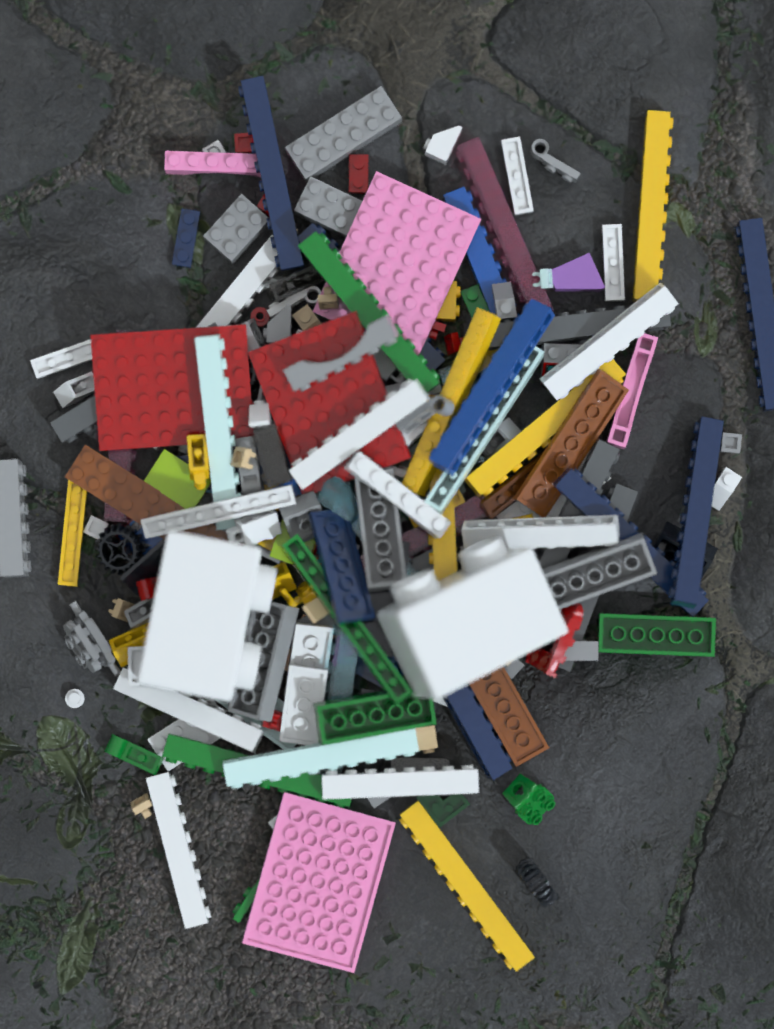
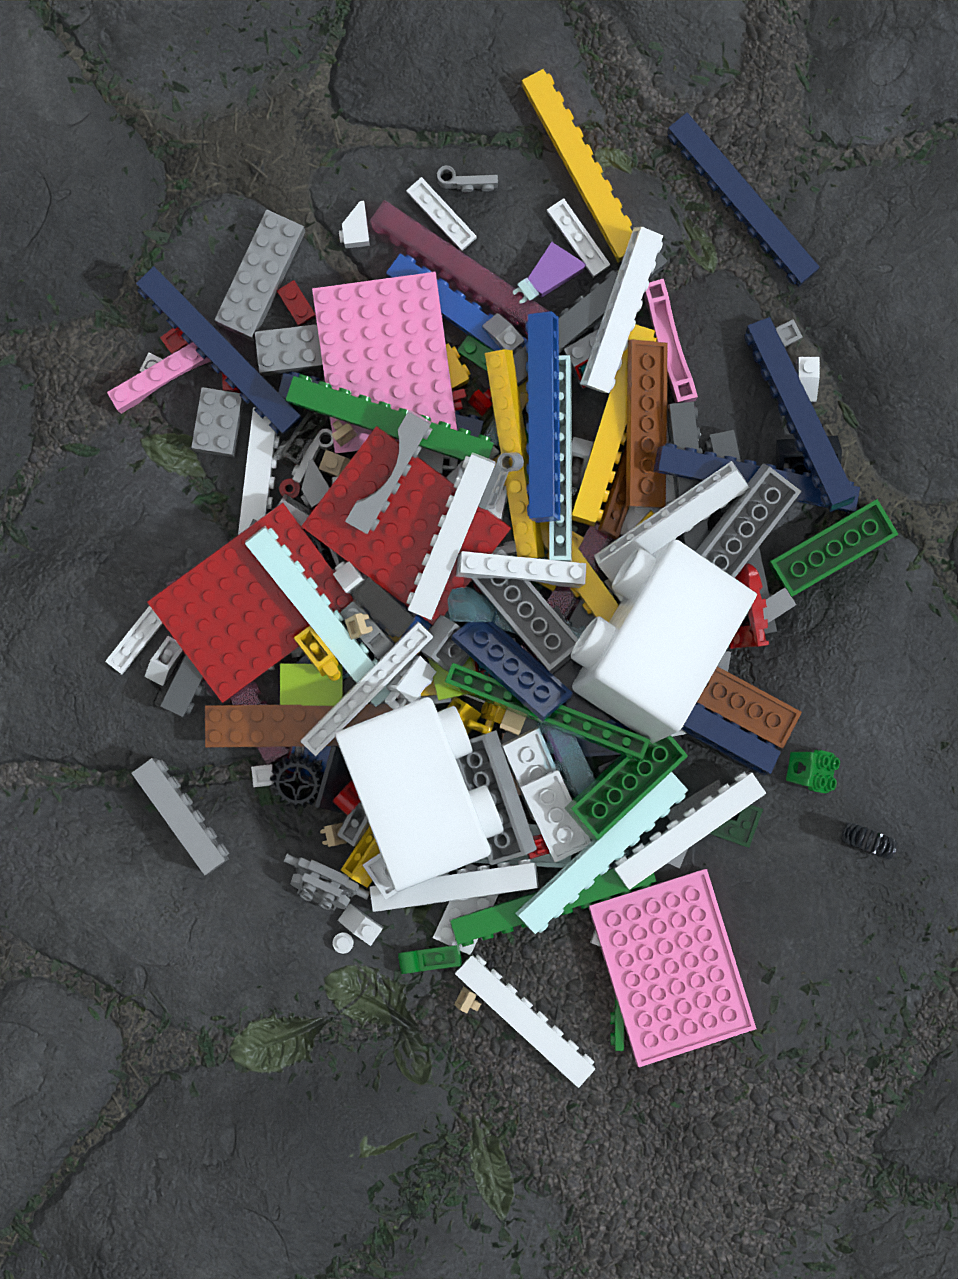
camera: 35 degrees left, 0 degrees up
(72, 535) = (245, 795): yellow plate -> none
(97, 693) = (360, 924): none -> white slope
(186, 238) = (176, 460): dark blue plate -> none
(426, 739) = (687, 774): tan slope -> none
(467, 886) = (808, 884): yellow brick -> none

